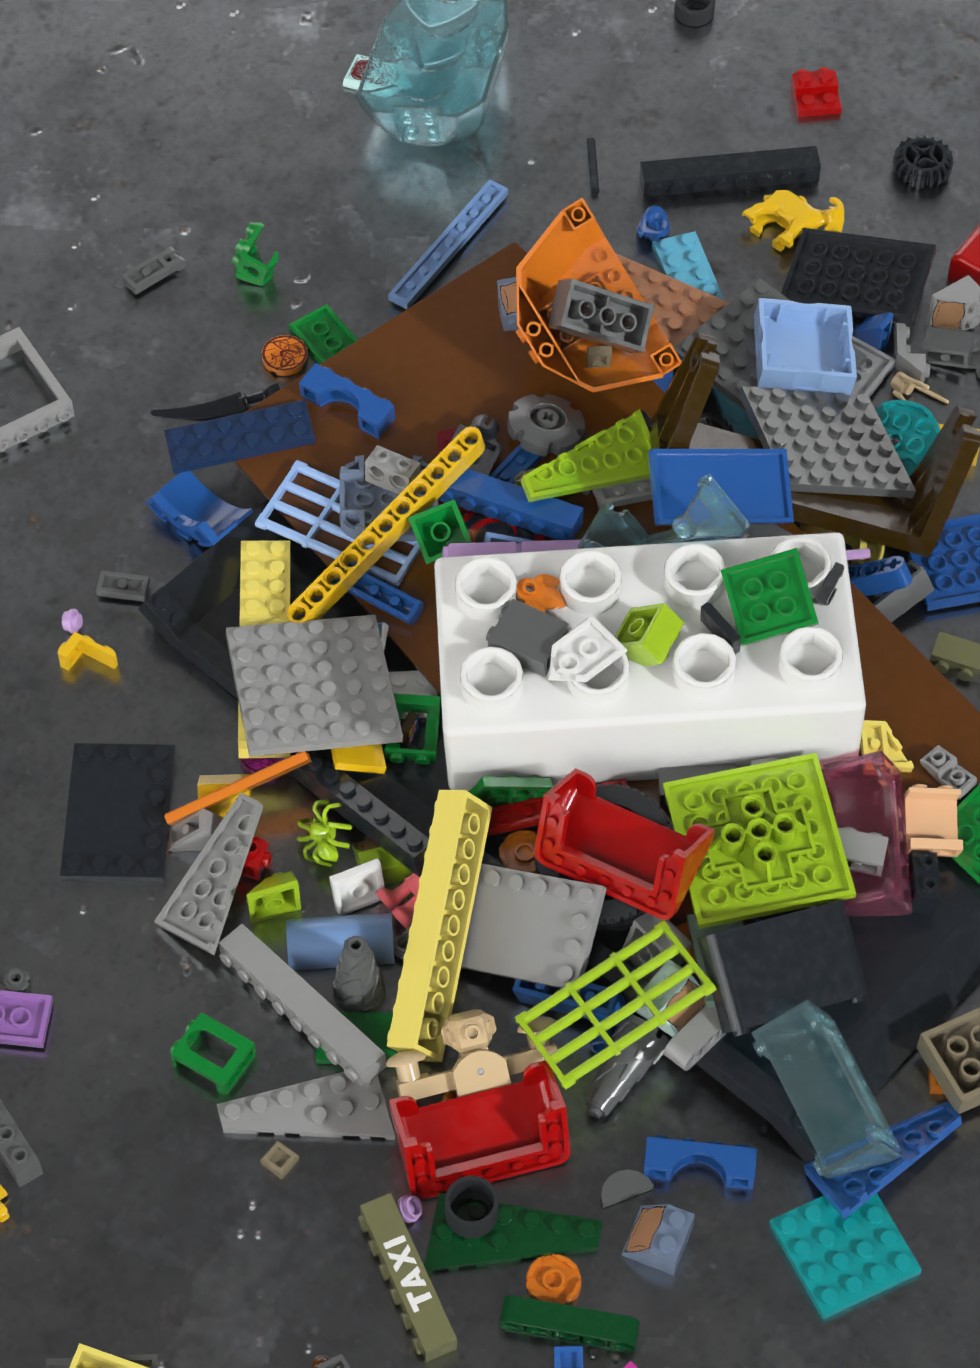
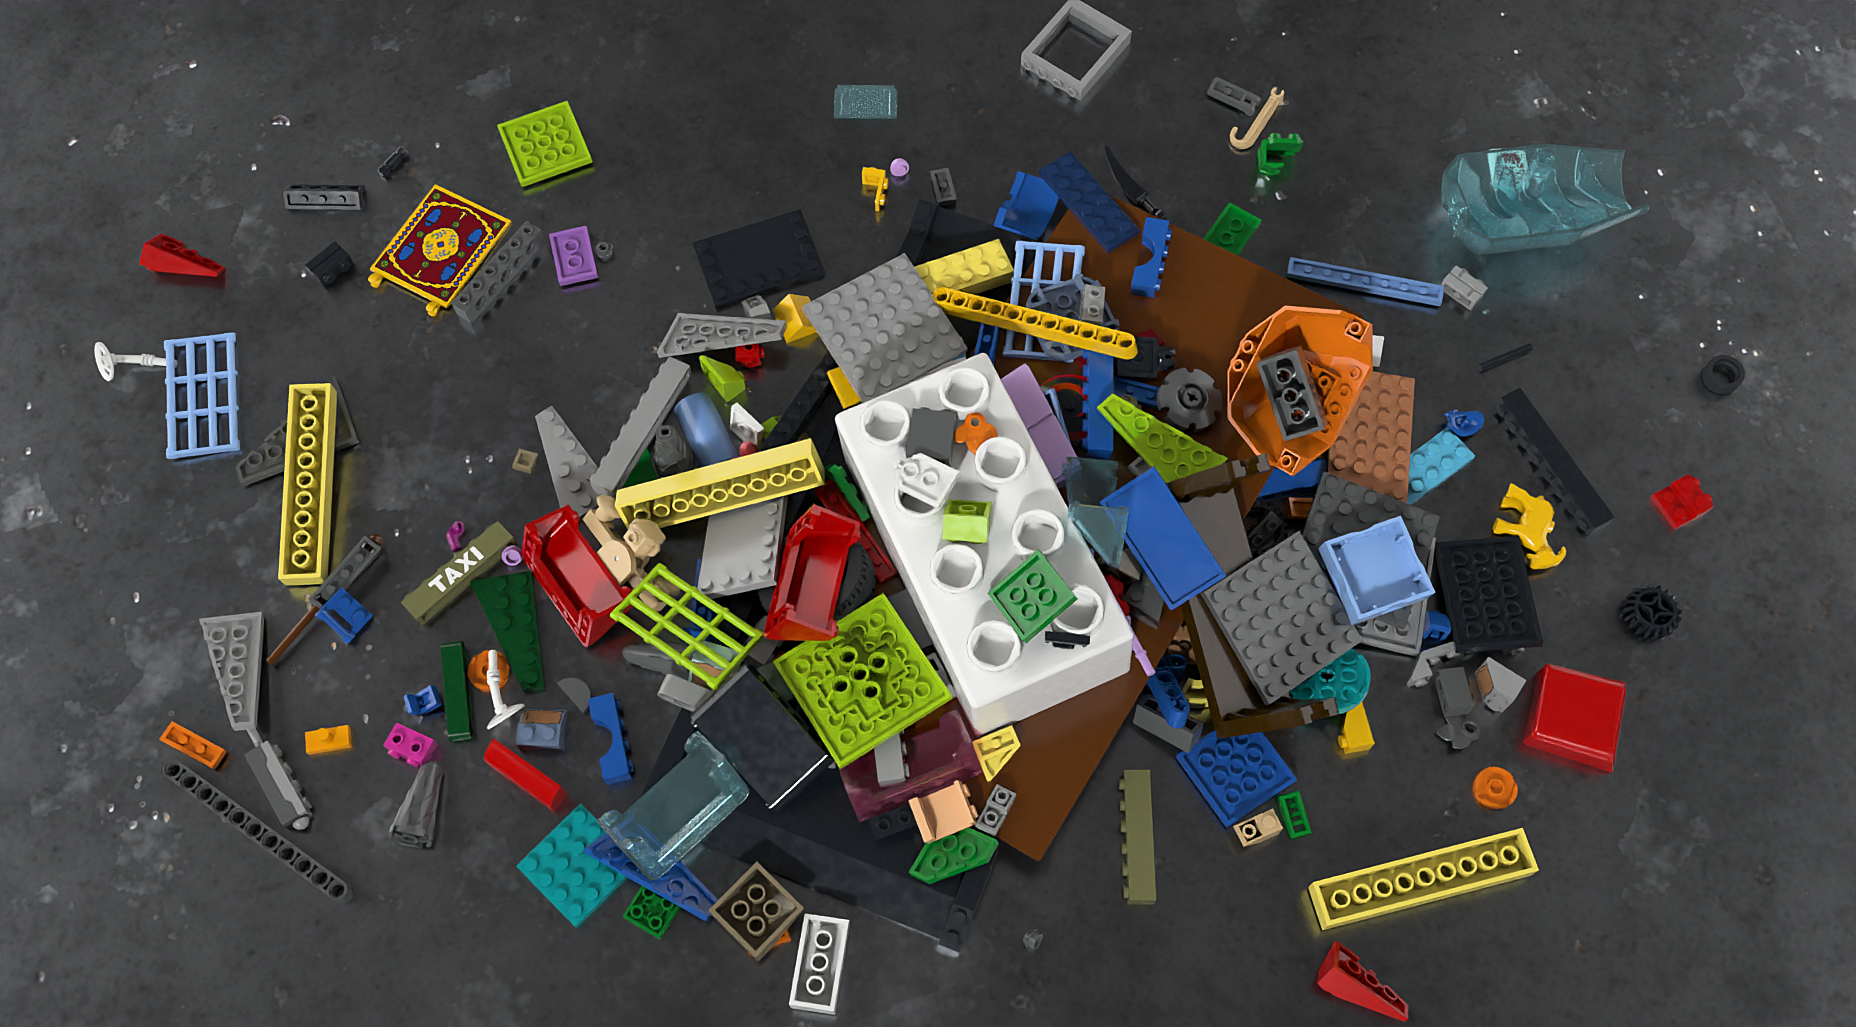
camera: 70 degrees right, 10 degrees up
(201, 260) = (1259, 123): none -> tan piece
(225, 1077) = (582, 405): green panel -> none
(240, 786) = (790, 317): orange tile -> none
(284, 355) = (1200, 211): orange tile -> none
(323, 835) = (780, 387): lime animal -> none
(348, 1272) = (454, 534): none -> magenta arm
(439, 528) = (1046, 361): green slope -> none
(467, 1188) = (506, 582): black piece -> none
(499, 164) = (1464, 287): none -> light grey brick
(598, 356) = (1267, 412): dark tan tile -> none
(622, 1268) = (493, 679): none -> white dish
(713, 1269) = (524, 775): none -> red brick
(719, 626) = (994, 571): black tile -> none
(904, 384) = (1397, 670): tan plant -> none
(928, 1182) = (651, 912): none -> green tile

